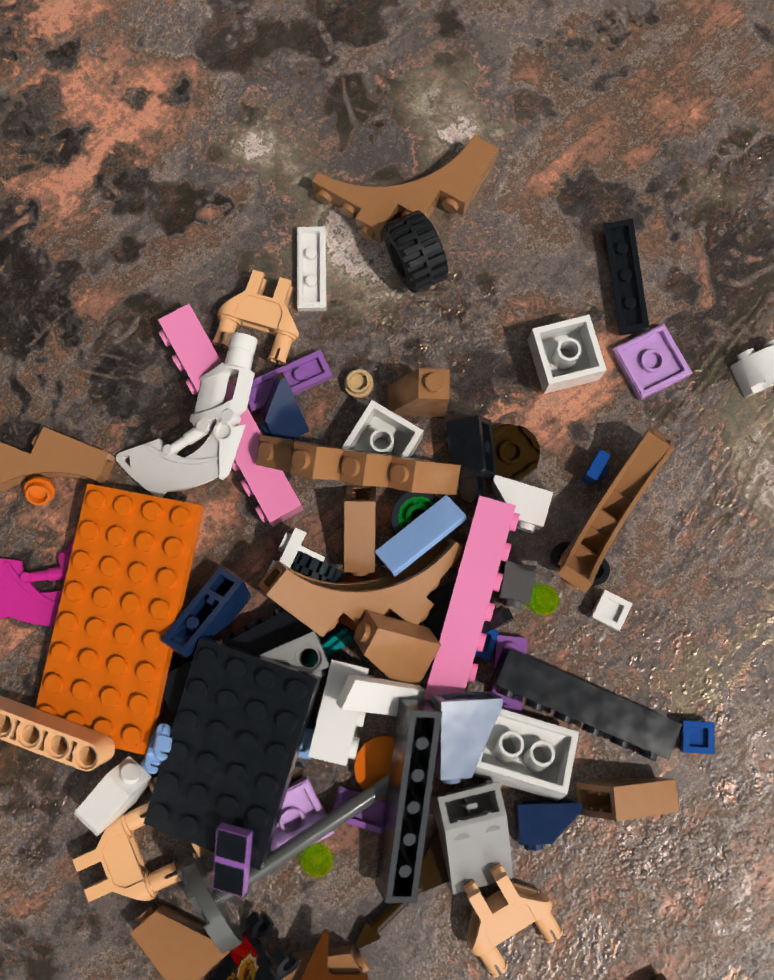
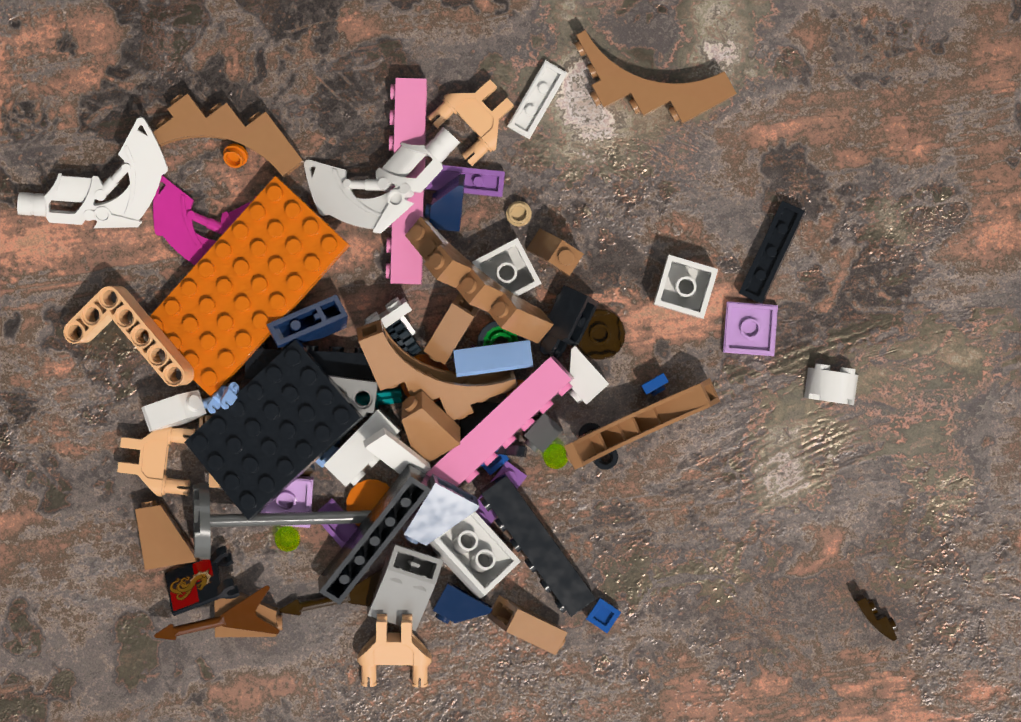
camera: 30 degrees right, 10 degrees up
(232, 859) = (234, 501): black tile -> none
(416, 251) = (620, 141): black tyre -> none
(611, 610) = (599, 492): white plate -> none

